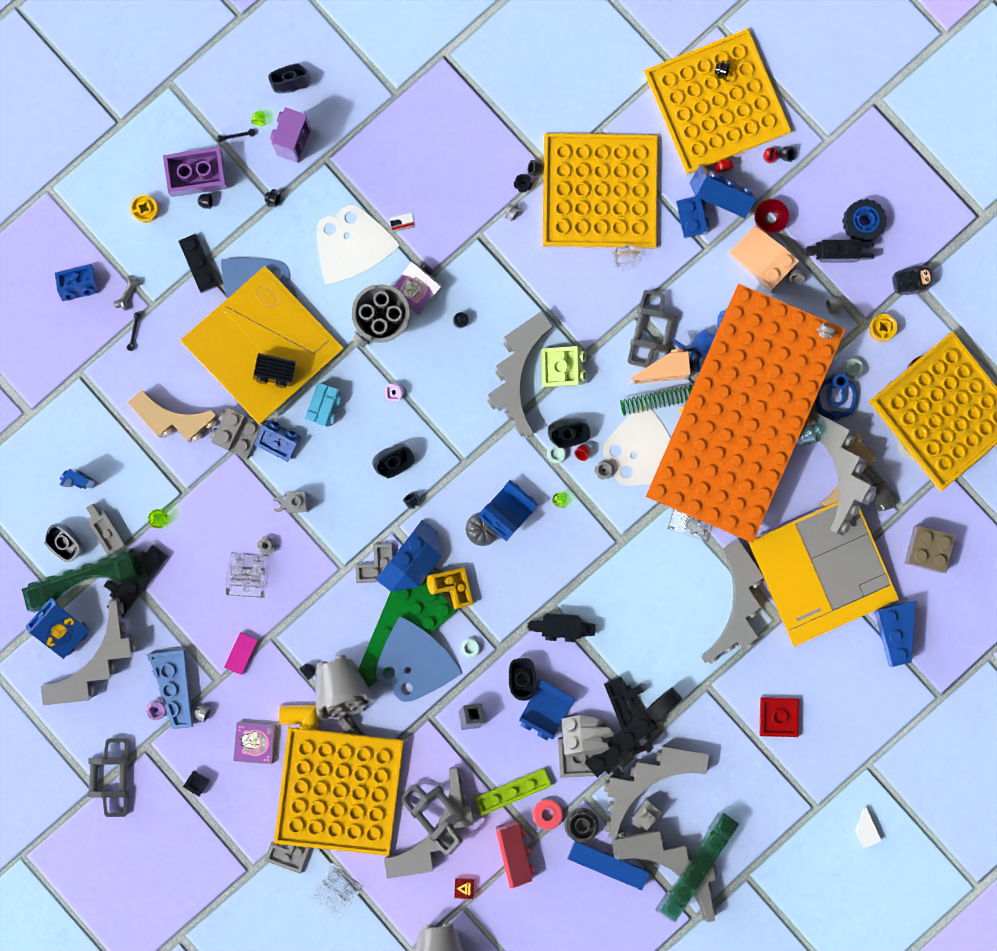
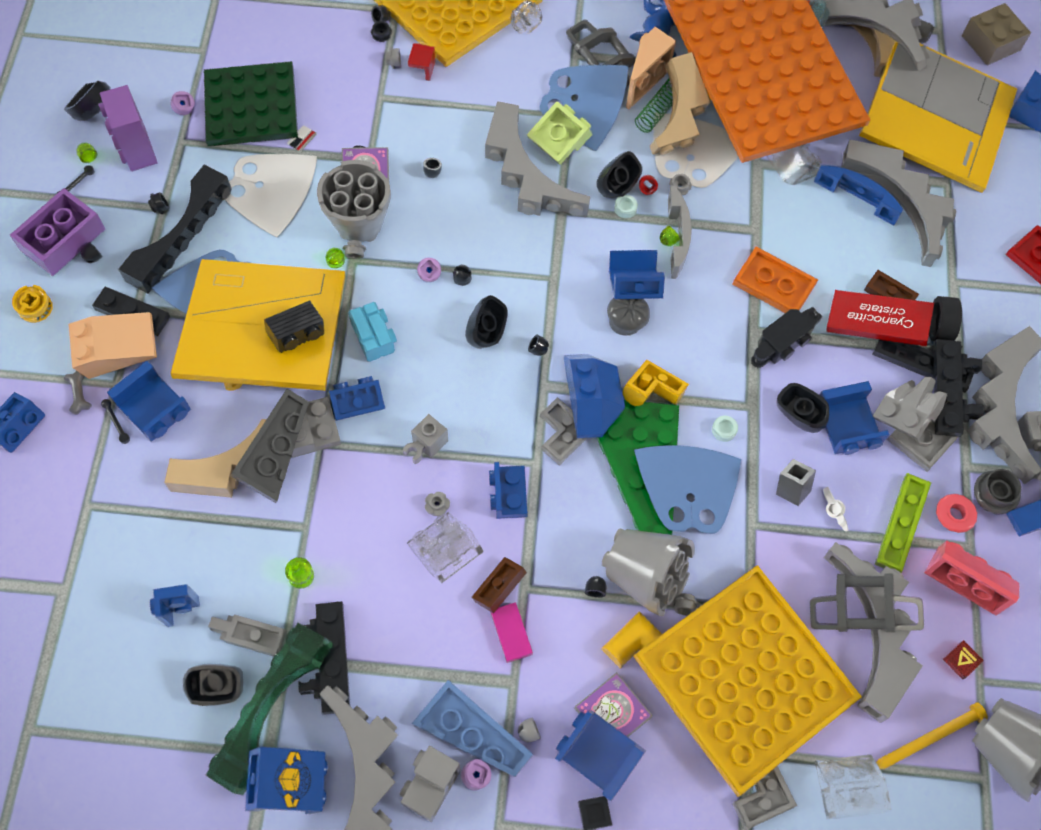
camera: 45 degrees left, 20 degrees down
(128, 694) = (432, 782): none -> light grey brick
(161, 338) = (149, 401): none -> blue panel
(168, 281) = (111, 342): none -> light nougat slope
(194, 438) = (270, 452): none -> dark grey wing
(226, 757) = (600, 752): none -> blue panel
(229, 241) = (149, 264): none -> black arch
(256, 623) = (499, 585): none -> reddish brown plate
(312, 574) = (510, 491): none -> blue bracket
(346, 336) = (337, 259): none -> clear neon green hinge
(347, 130) = (182, 103): none -> lavender tile
(391, 167) = (250, 103): none -> dark green plate
(405, 908) = (976, 713): none -> yellow bar
(407, 414) = (460, 277): none -> black hinge
(482, 750) = (835, 509): none -> white piece
(526, 232) = (423, 58): none -> red panel
(550, 519) = (678, 210): none -> light grey slope
(595, 586) = (774, 281): none -> orange tile
(616, 362) = (599, 94): none -> medium blue piece
(627, 667) = (880, 317): none -> red tile
(656, 657) = (884, 285): none -> reddish brown plate
(662, 419) = (688, 101): none -> tan arch
(715, 601) = (861, 187): none -> blue slope

